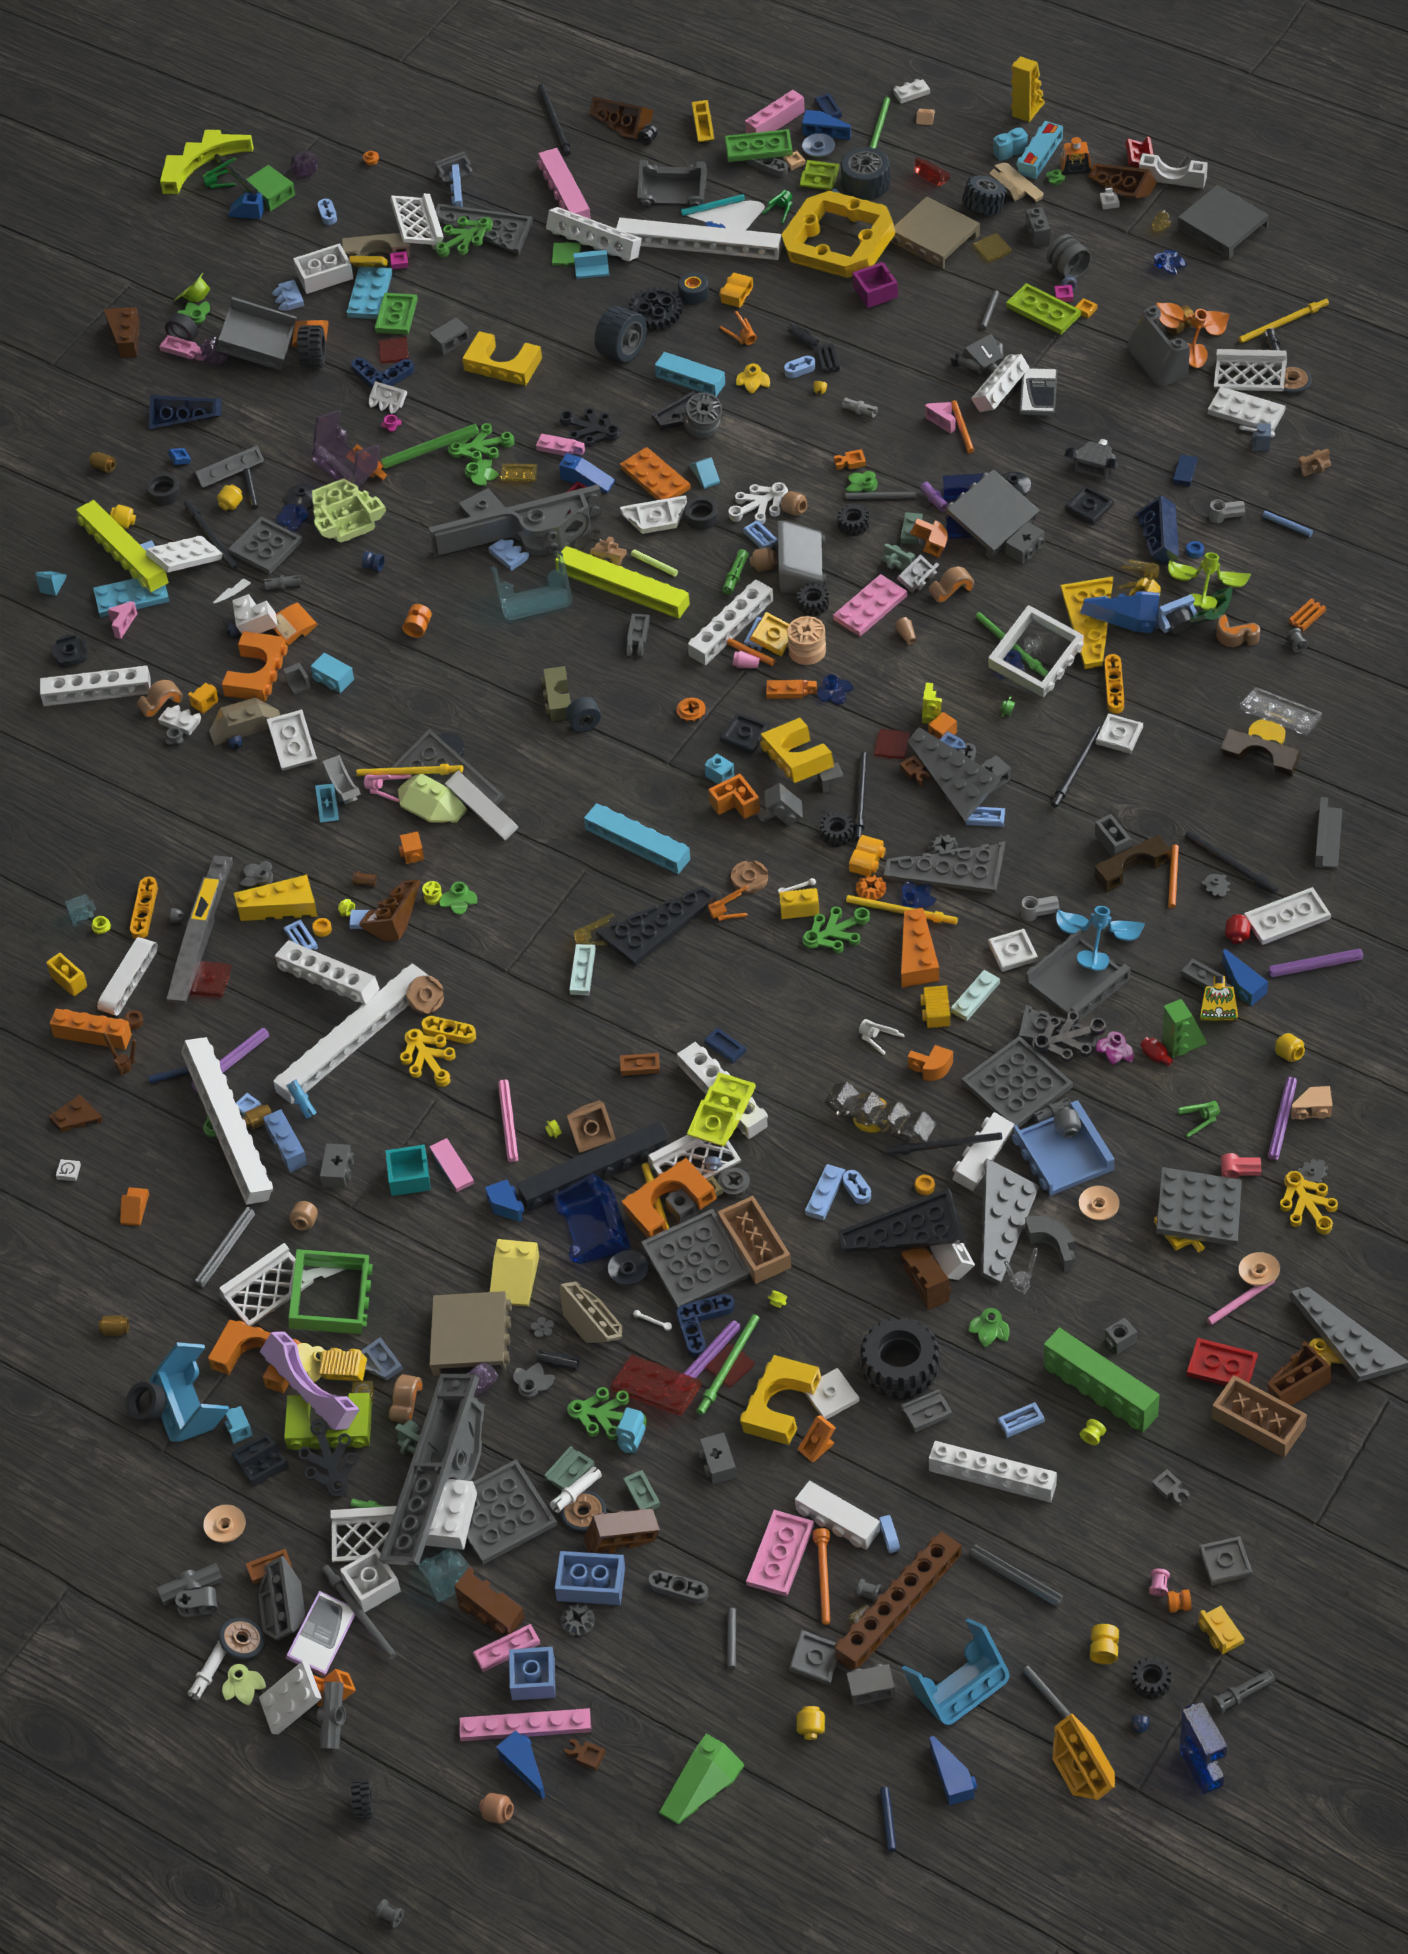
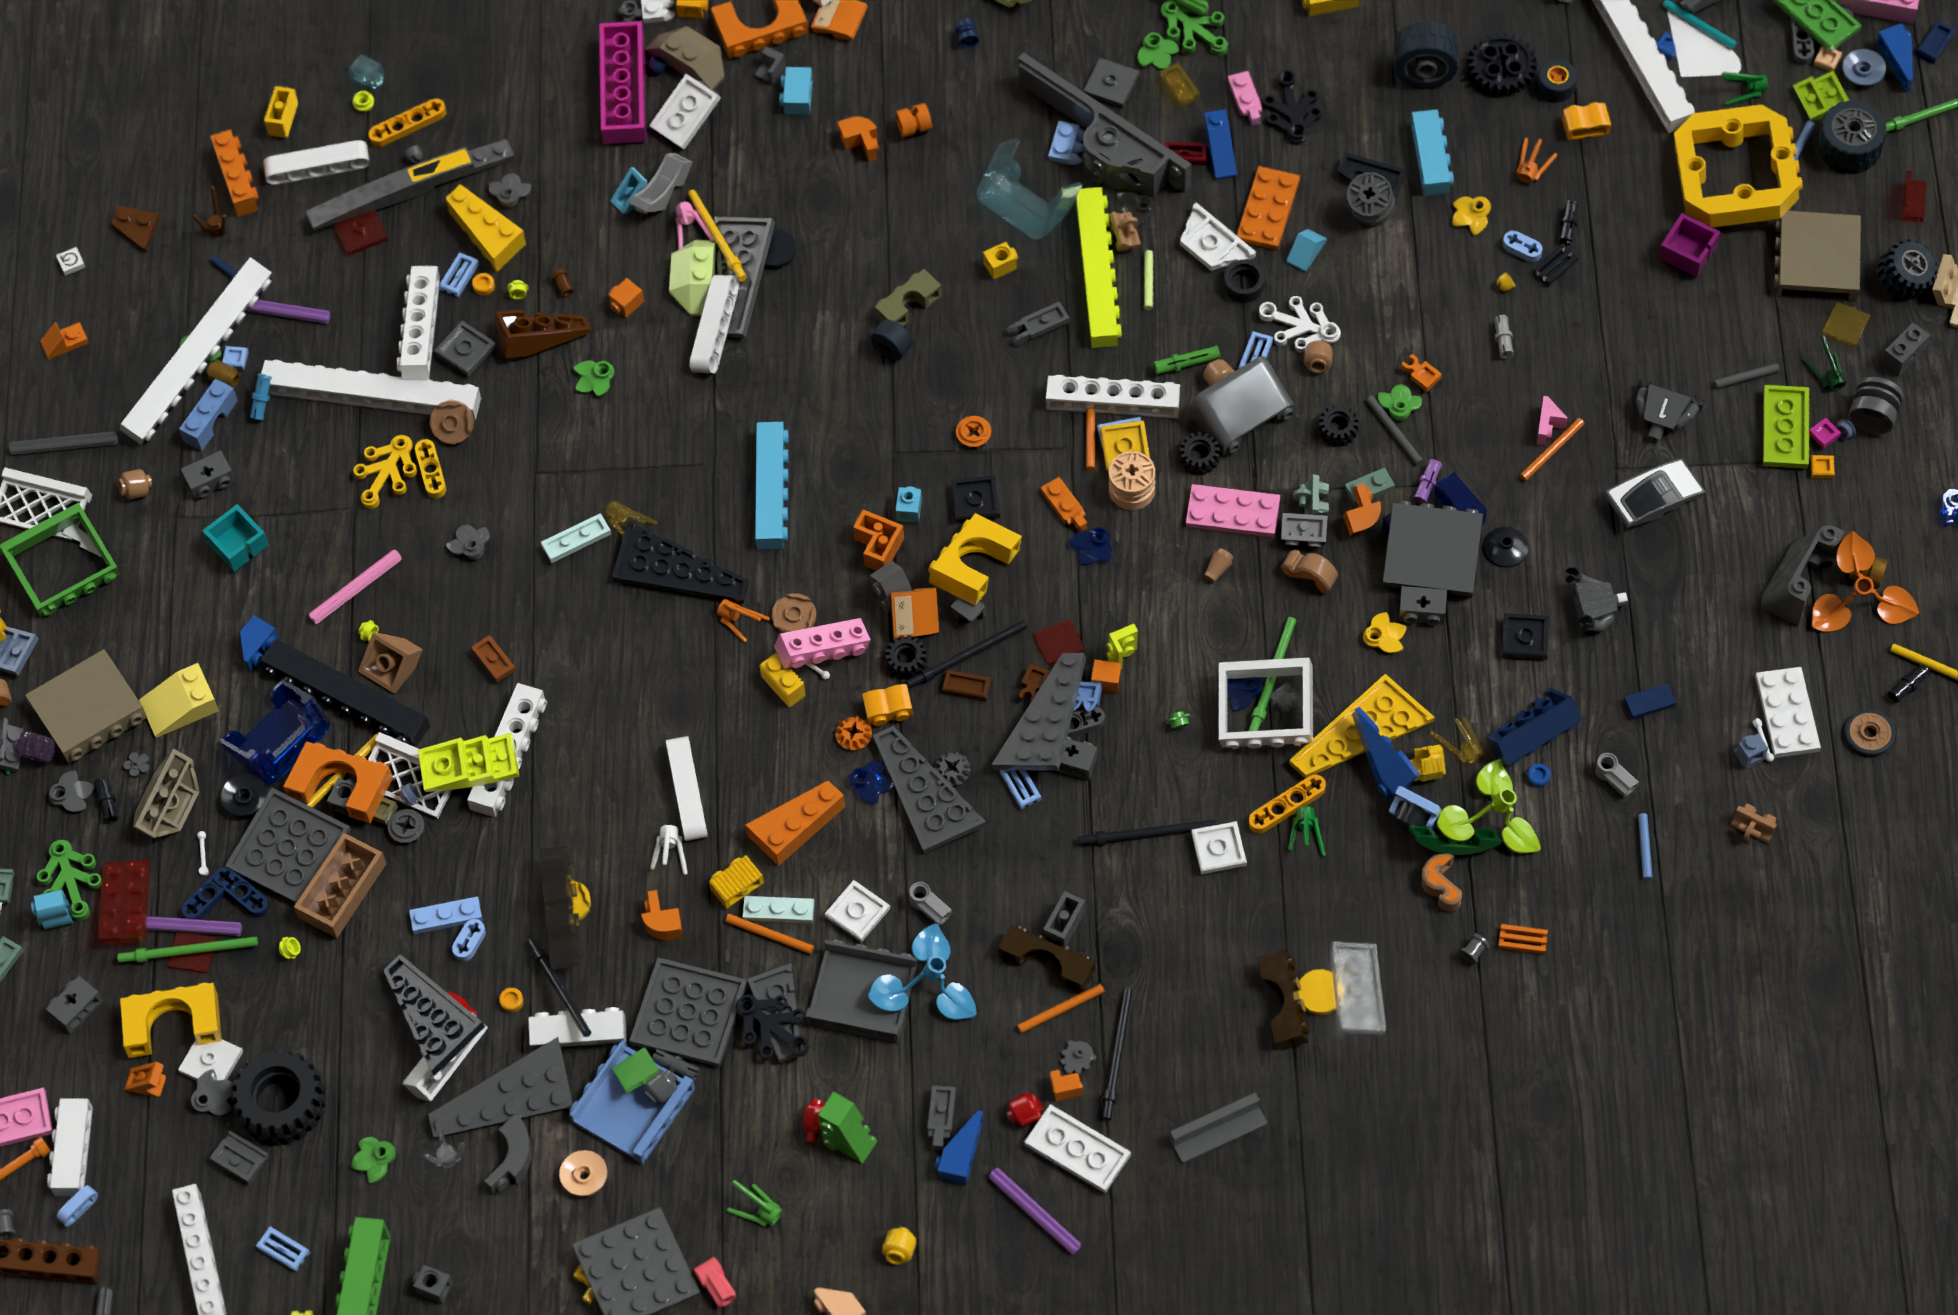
camera: 55 degrees right, 10 degrees up
(134, 1019) = (273, 200): reddish brown tile -> none
(234, 763) = (622, 82): none -> dark pink brick
(356, 917) = (513, 304): light blue tile -> none
(369, 958) = (465, 348): none -> dark grey plate
(398, 654) = (857, 132): none -> orange brick
(428, 890) = (587, 346): neon yellow wheel -> none
(452, 1165) = (273, 571): bright pink tile -> none
(530, 1034) = (469, 542): none -> dark grey plate
(570, 629) = (994, 265): none -> yellow brick
(725, 1045) = (568, 719): dark blue tile -> none
(745, 660) = (1071, 440): bright pink cone -> none
(794, 863) = (822, 643): none -> bright pink brick
(809, 803) = (915, 612): none -> orange slope
(839, 1000) = (686, 788): none -> white beam
(861, 917) = (775, 730): bright green plant -> none
(861, 1401) = (216, 1093): none -> dark grey plate
(884, 808) = (966, 685): none -> reddish brown tile
(926, 1276) = (392, 1065): reddish brown wedge -> none
(937, 917) = (854, 815): yellow bar -> none
(990, 1009) = (770, 934): none -> orange bar
(1000, 382) = (1636, 448): white brick -> none
(1028, 268) = (1834, 377): none -> dark green plant
(1028, 574) = (1387, 634): none -> yellow plate
(1044, 1129) = (636, 1070): none -> bright green piece
(1115, 1049) = (788, 1080): magenta plate -> none
(1135, 678) = (1306, 820): none -> green plant
(1219, 1002) = (909, 1145): torso -> none
(1234, 901) = (1065, 1086): none -> orange panel
(1251, 359) = (1864, 678): white fence -> none
(1282, 1118) = (805, 1289): medium lavender axle -> none

